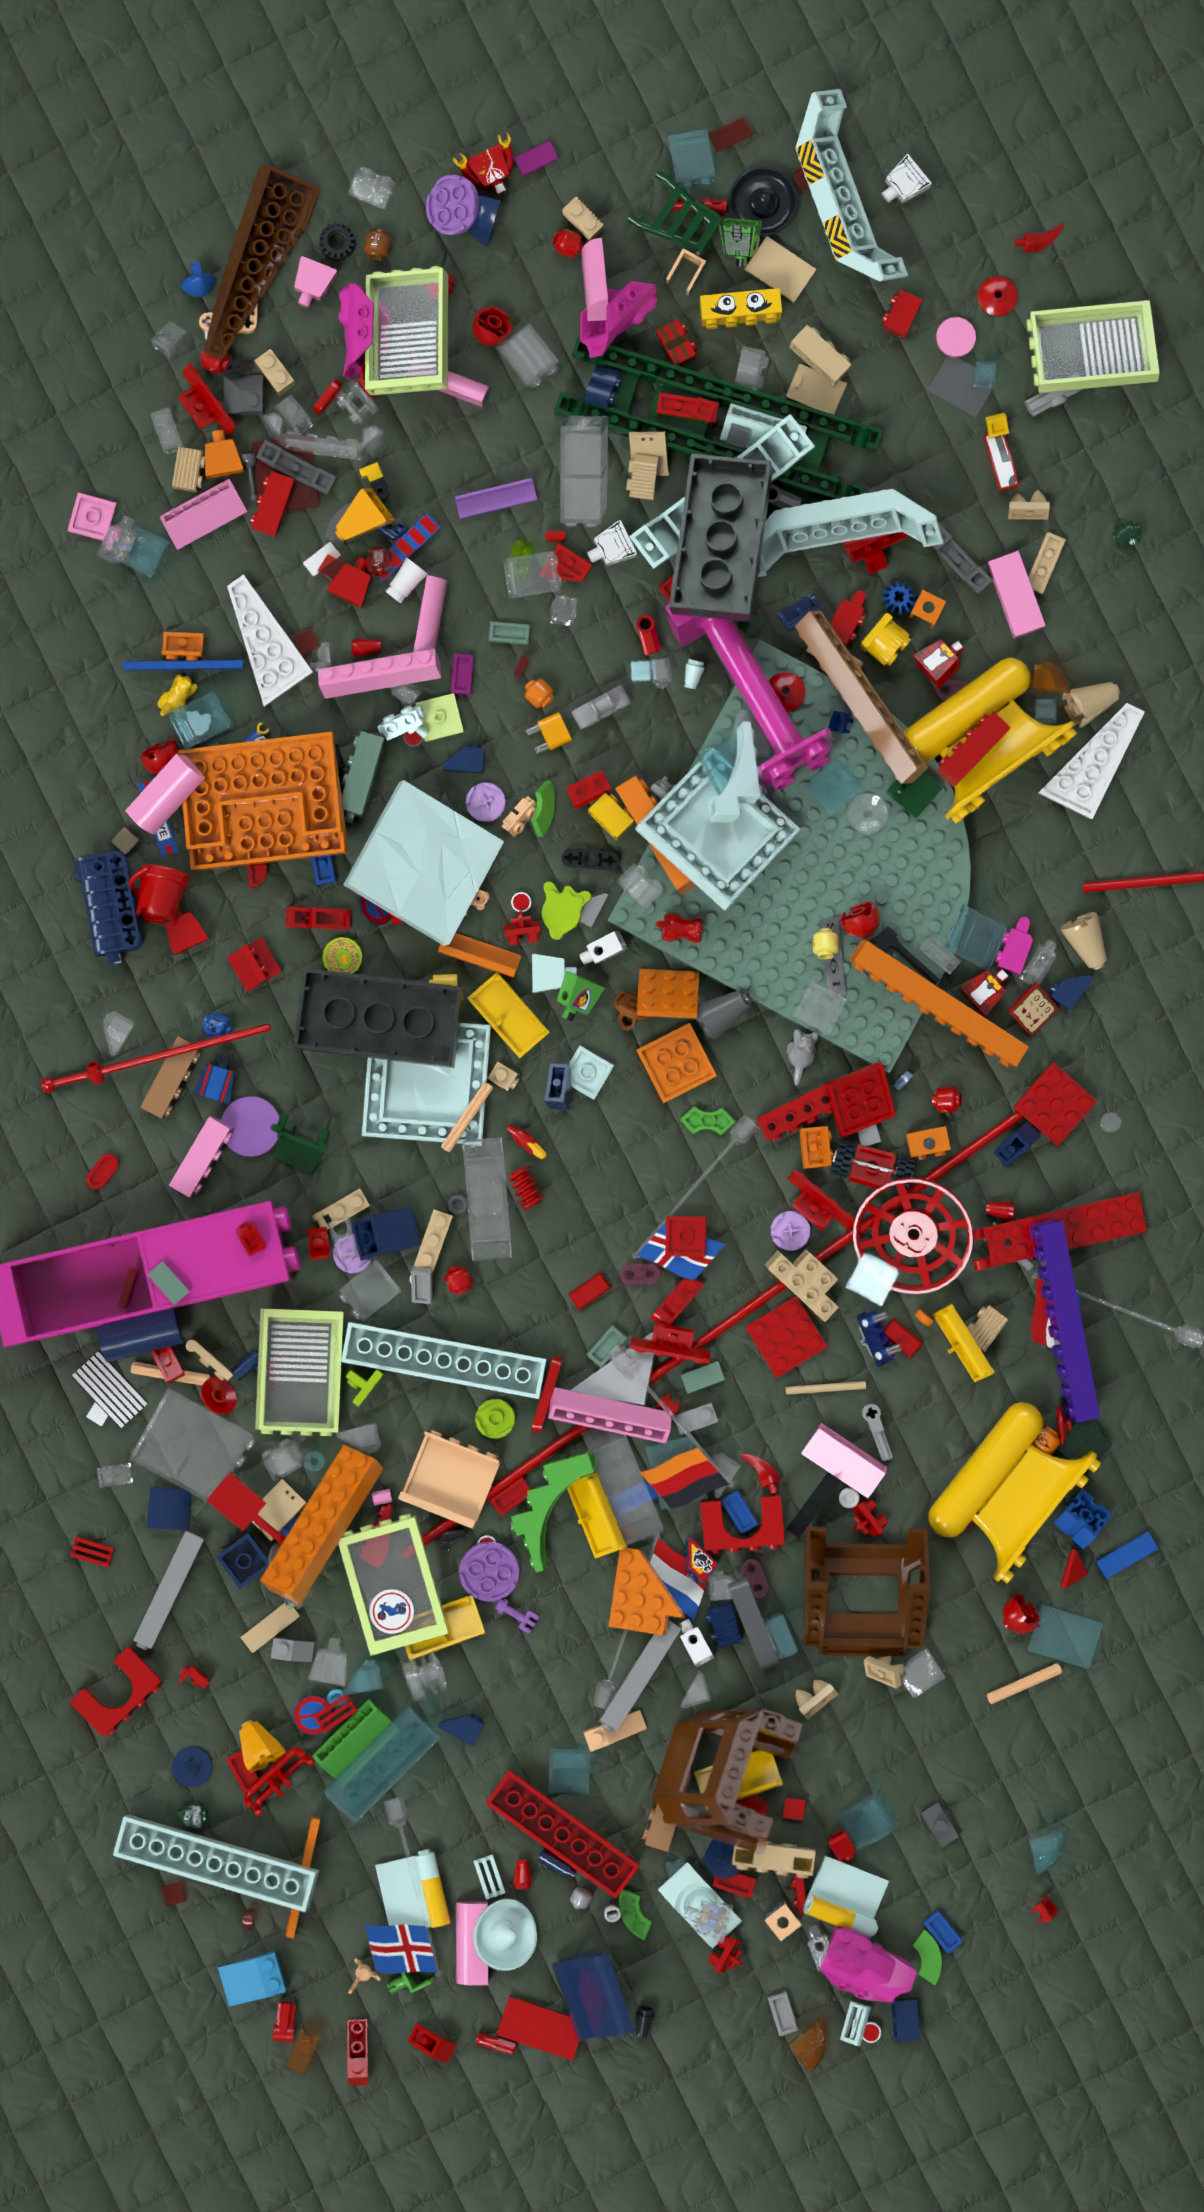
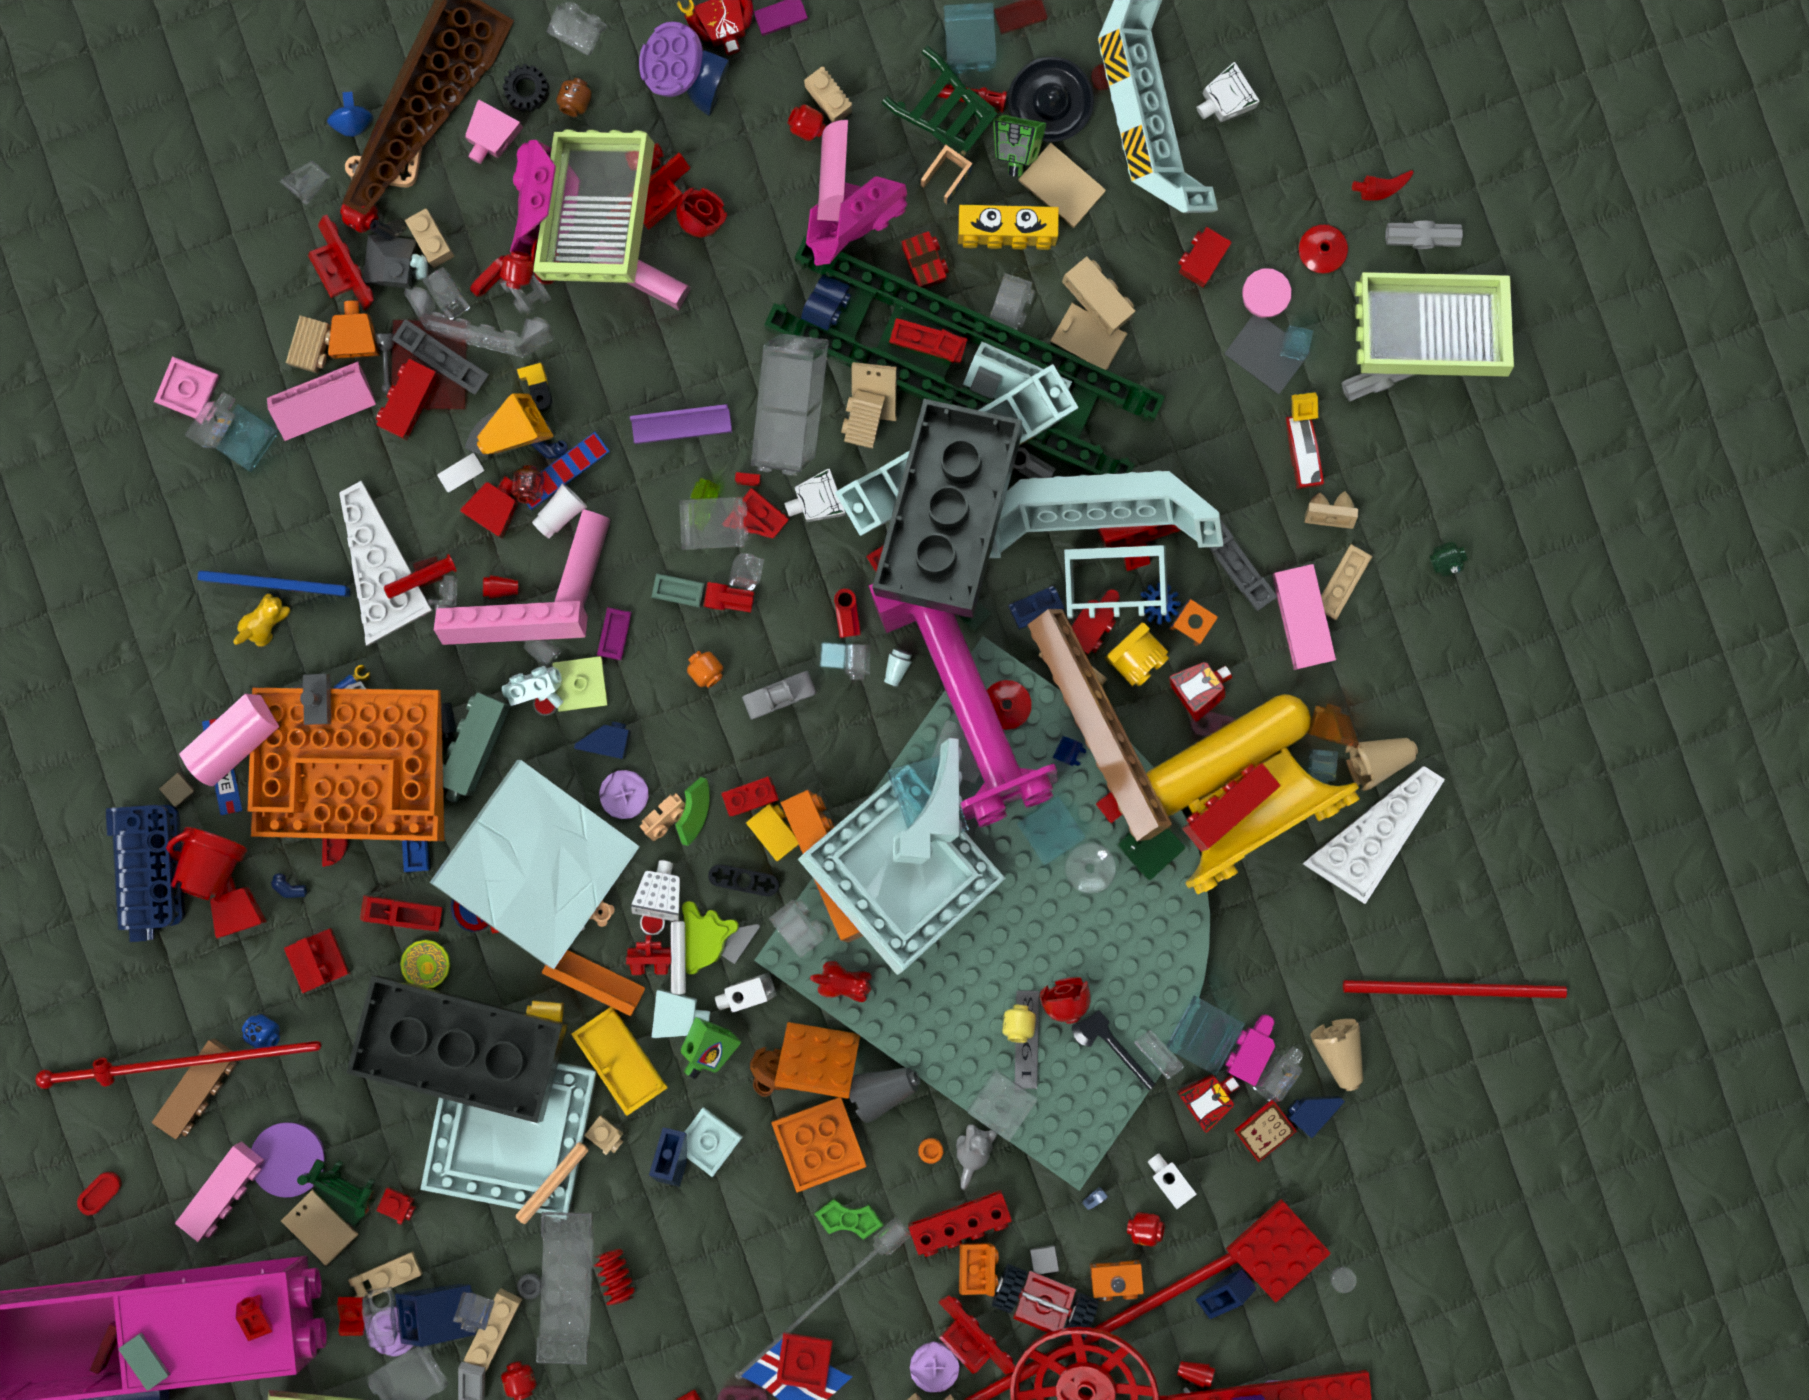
camera: 10 degrees right, 0 degrees up
(116, 1031) = (136, 1023): clear slope -> none
(158, 756) = (228, 691): red cylinder -> none
(166, 430) = (289, 293): clear brick -> none
(182, 645) = (276, 558): orange bracket -> none
(199, 720) = (283, 653): clear light blue panel -> none
(217, 1081) = (251, 1101): torso -> none
(223, 911) = (285, 889): none -> dark blue arm
(233, 752) = (316, 699): none -> dark grey tile
(271, 394) = (421, 265): none -> light aqua arm
(283, 1177) = (319, 1227): none -> tan container
(301, 646) = (419, 577): none -> red axle
(330, 567) = (468, 483): clear red tile -> none
(343, 1152) = (396, 1205): none -> red bracket
(350, 389) = (517, 269): none -> red head
(417, 1225) = (473, 1312): none -> clear brick
(458, 313) = (662, 193): none -> red bracket
(522, 664) = (687, 634): clear red tile -> none
(524, 878) = (658, 894): none -> white torso
(526, 1141) = (623, 1219): red piece -> none
(529, 357) = (742, 255): clear brick -> none
(545, 633) = (722, 597): none -> red piece
(545, 926) = (678, 978): none -> white axle
(553, 730) = (716, 716): light orange piece -> none
(662, 787) = (841, 806): light grey hinge -> none
(766, 1058) = (930, 1150): none -> orange tile
(860, 1099) = (1039, 1219): red plate -> none
(877, 763) = (1109, 807): none -> red tile
(878, 556) = (1090, 553): none -> light aqua hinge
(938, 1003) = (1149, 1113): orange brick -> none
(968, 1065) = (1177, 1192): none -> white torso
(1077, 275) = (1424, 234): none -> light grey piece

